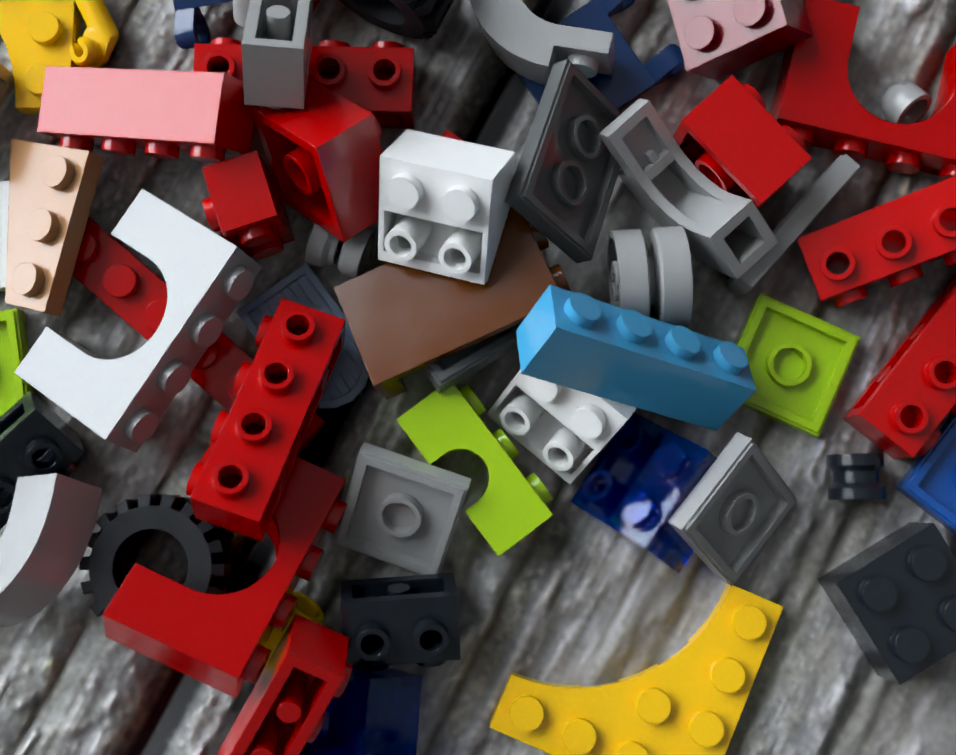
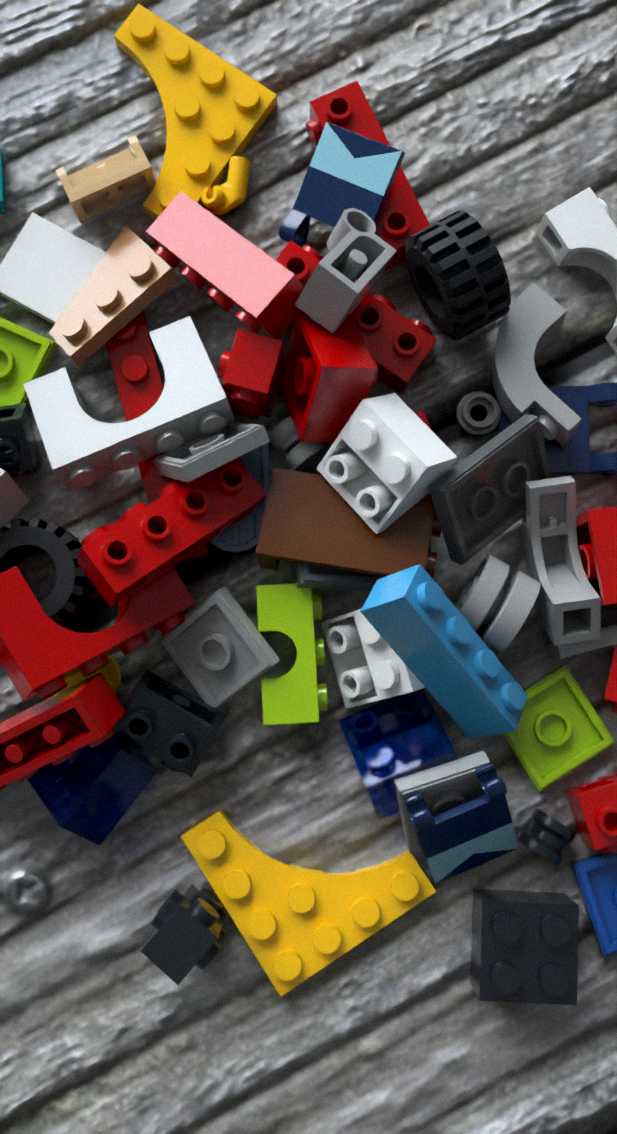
camera: 30 degrees right, 0 degrees up
(257, 313) = (210, 451): none -> light grey tile
(504, 82) = (482, 401): none -> flat silver plate
(775, 526) = (466, 833): none -> dark blue flag

